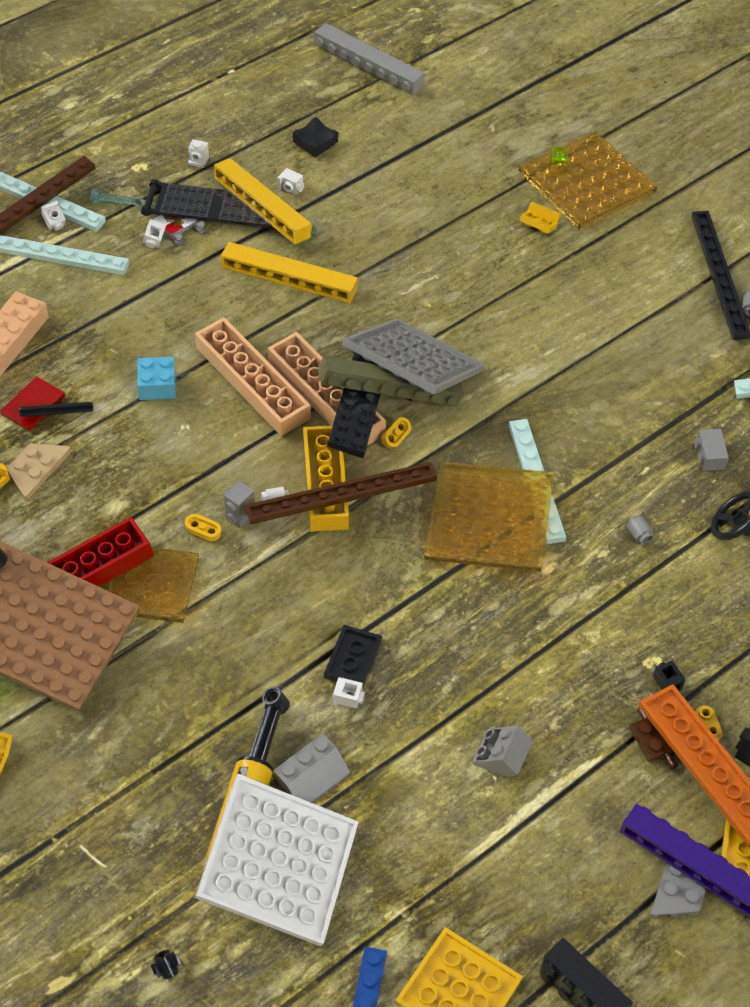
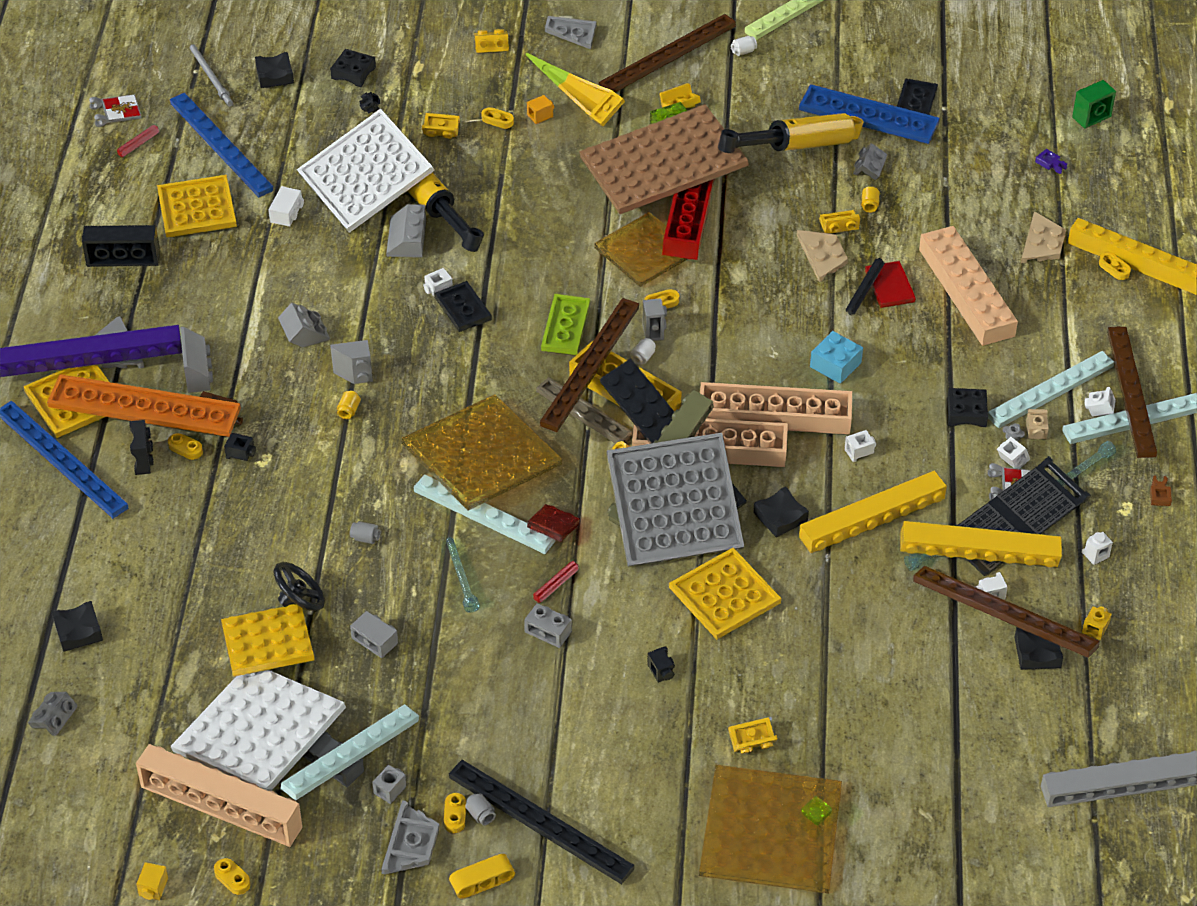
camera: 135 degrees right, 5 degrees down
(35, 803) = (540, 109): none -> light orange brick
(81, 833) = (497, 118): none -> yellow plate
(109, 239) = (1037, 424): none -> tan brick
(112, 151) = (1160, 493): none -> dark orange plate
(129, 249) = (1013, 431): none -> light grey plate
(130, 282) = (967, 407): none -> black brick
(140, 869) = (441, 125): none -> yellow bracket
(234, 313) = (859, 445): none -> white brick
(262, 126) = (1099, 619): none -> yellow brick
(297, 570) = (565, 324): none -> lime plate
(310, 157) = (1006, 611): none -> reddish brown plate
(345, 315) = (780, 512): none -> black brick
(374, 504) = (588, 414): none -> dark tan tile
(381, 904) = (285, 206): none -> white brick
(447, 302) = (725, 593): none -> yellow plate
(500, 428) = (553, 522): none -> clear red plate
(503, 667) = (352, 361): none -> light grey slope
(542, 294) = (661, 664): none -> black brick
(542, 645) = (348, 404): none -> yellow brick
(544, 395) = (555, 582): none -> red axle
(585, 369) = (548, 625): none -> light grey brick
(618, 425) = (470, 601): none -> clear light blue piece
(631, 789) = (196, 361): none -> light grey slope

